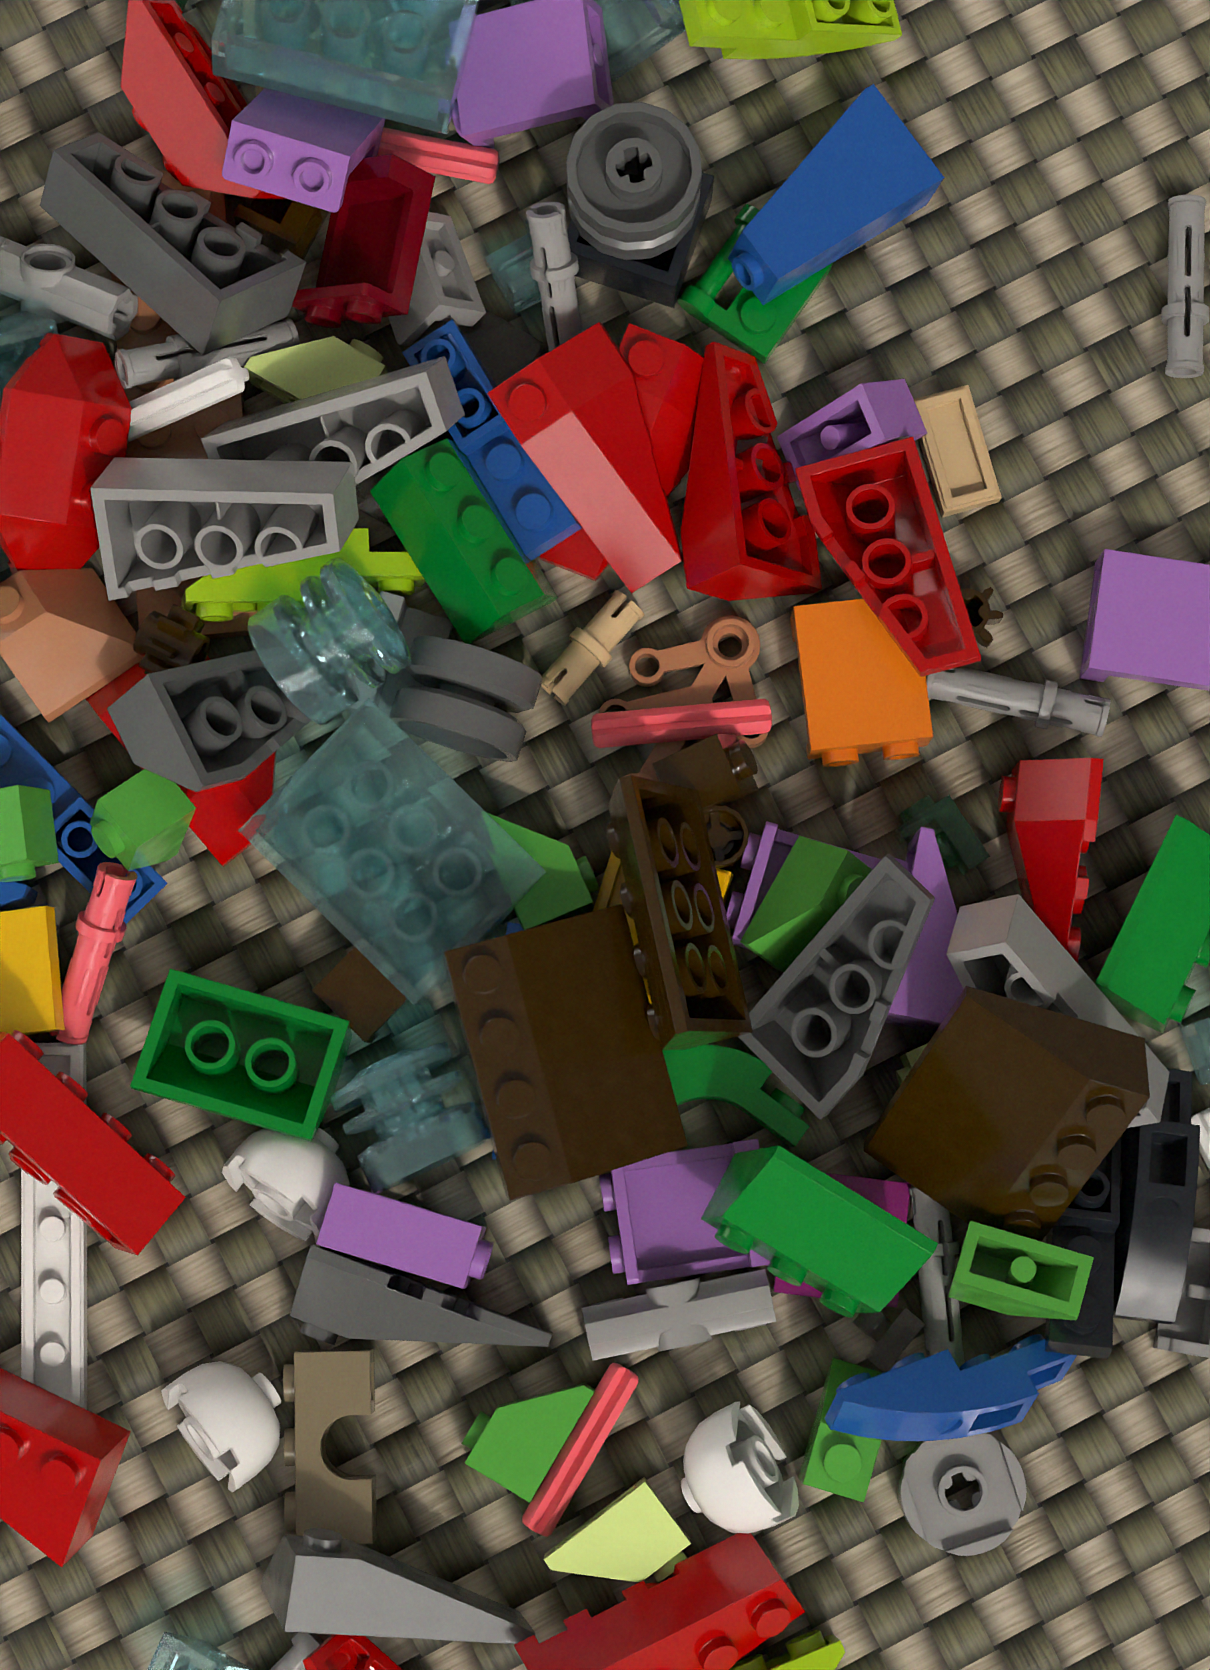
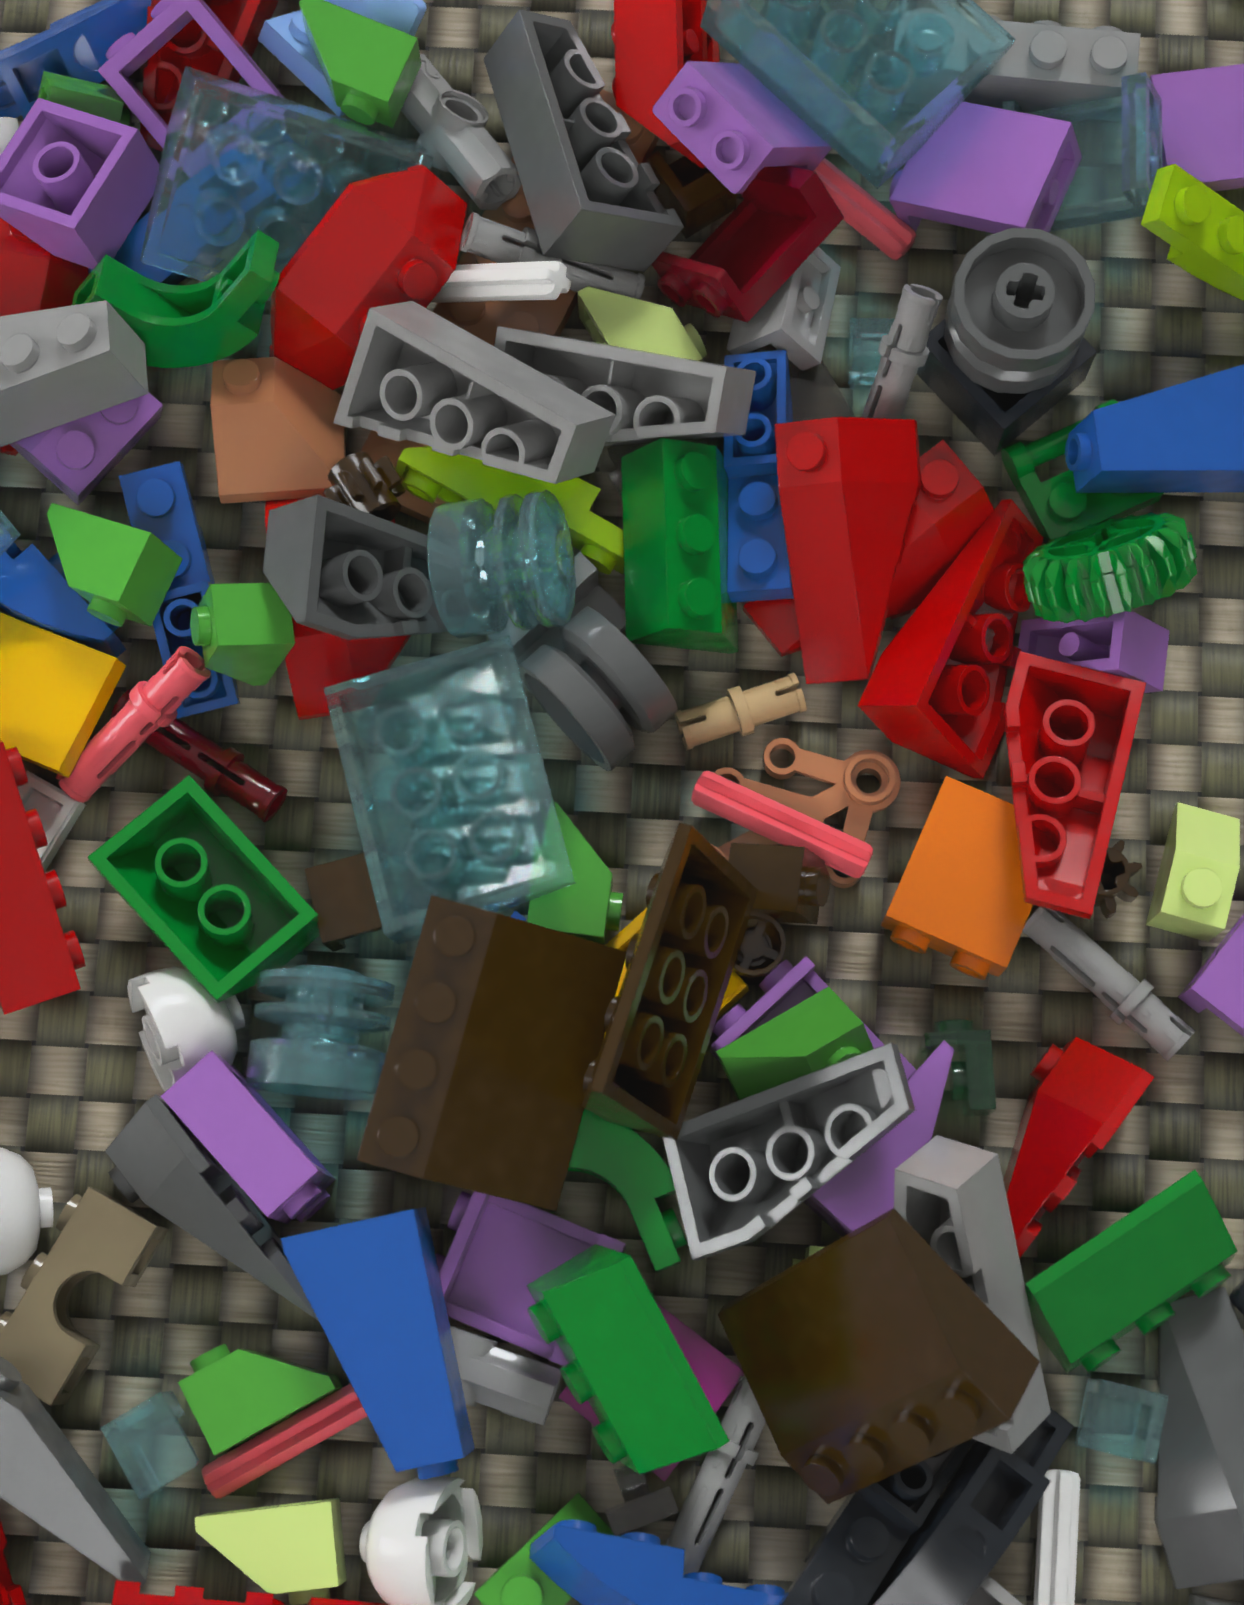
camera: 35 degrees right, 5 degrees down
(231, 948) = (258, 792): none -> dark red pin
(472, 1525) = (151, 1444): none -> clear light blue panel
(610, 1316) = (391, 1330): none -> blue slope
(828, 354) = (1110, 567): none -> green gear
(956, 452) = (1180, 726): tan tile -> none
(1019, 1275) = (793, 1519): bright green slope -> none
(1038, 568) = (1196, 873): none -> yellowish green slope

